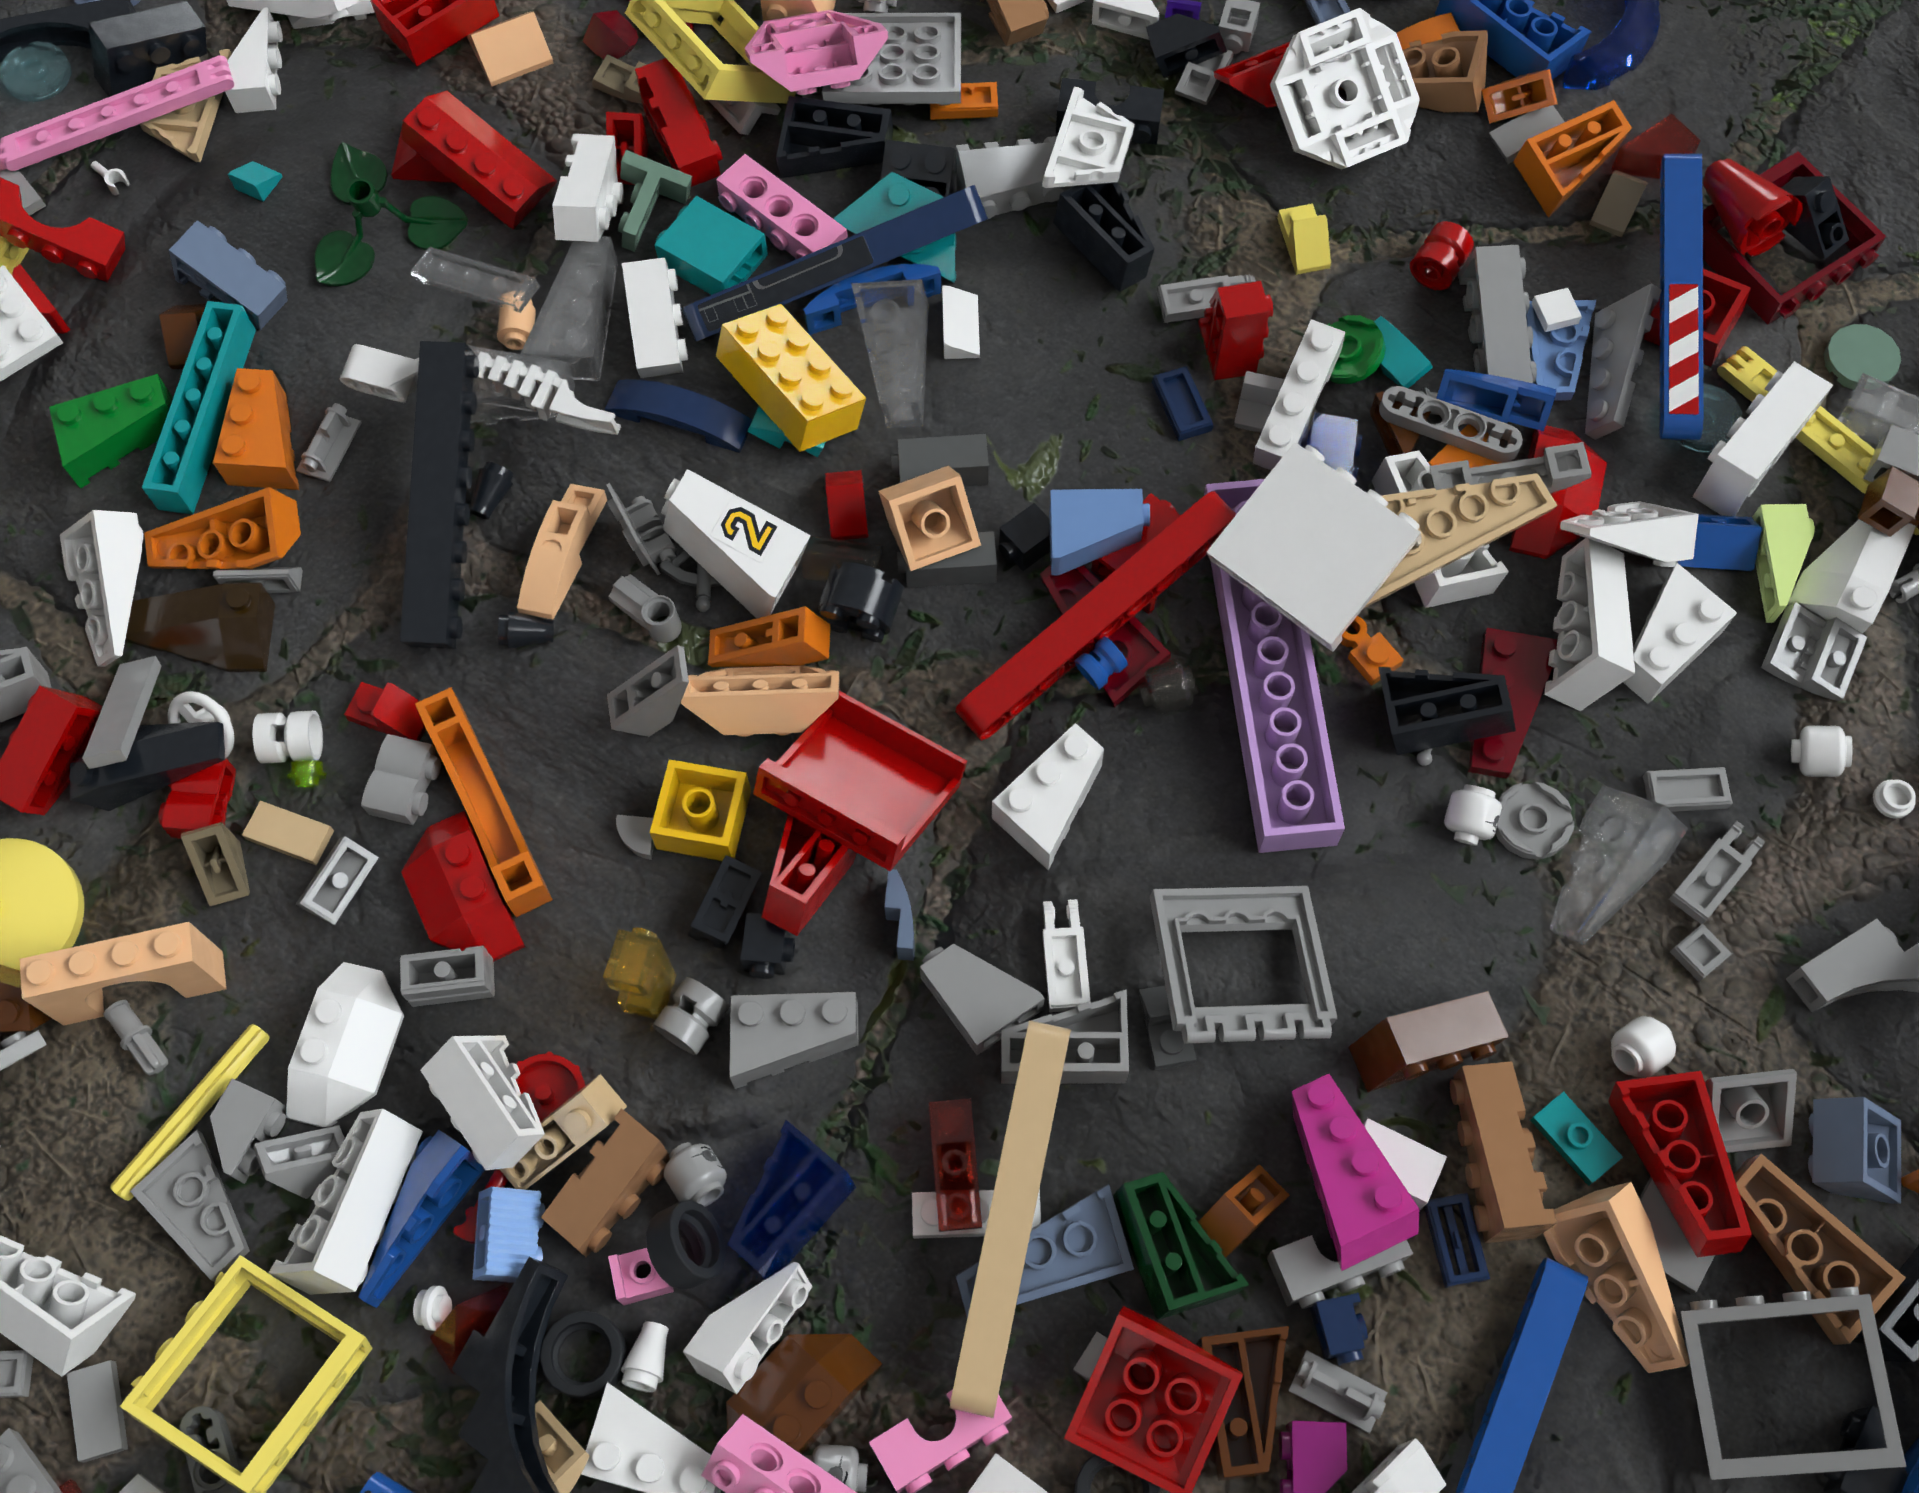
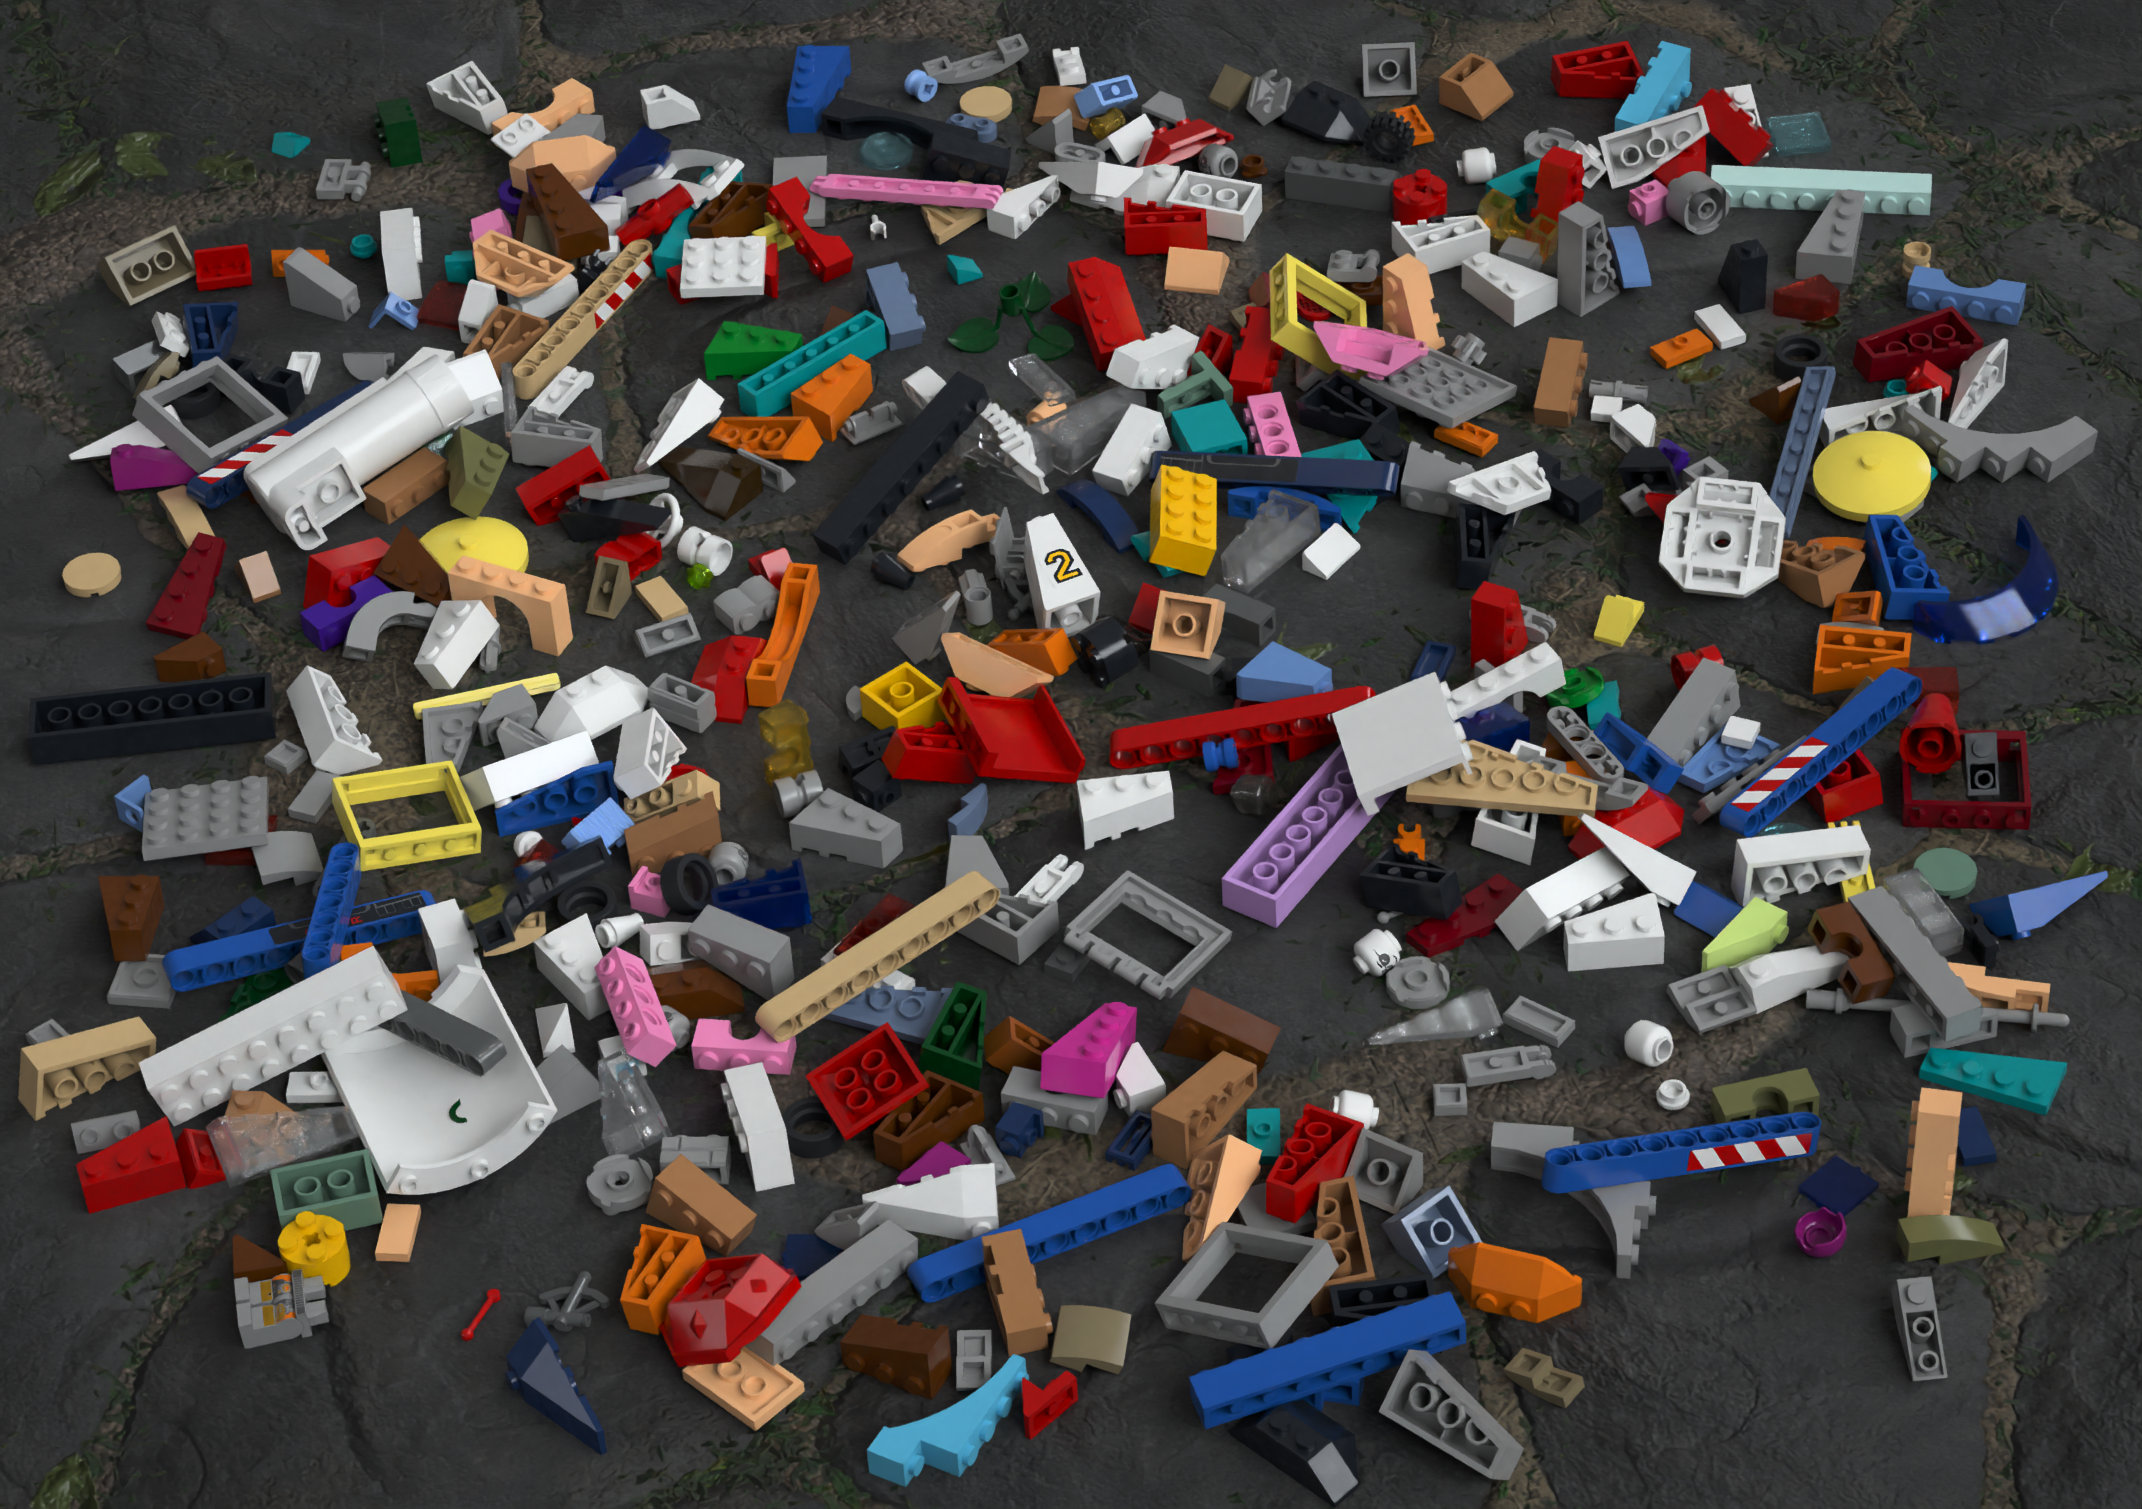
camera: 40 degrees right, 25 degrees down
(92, 1070) = (454, 641): none -> white wedge
(839, 1311) = (743, 951): none -> light grey wedge

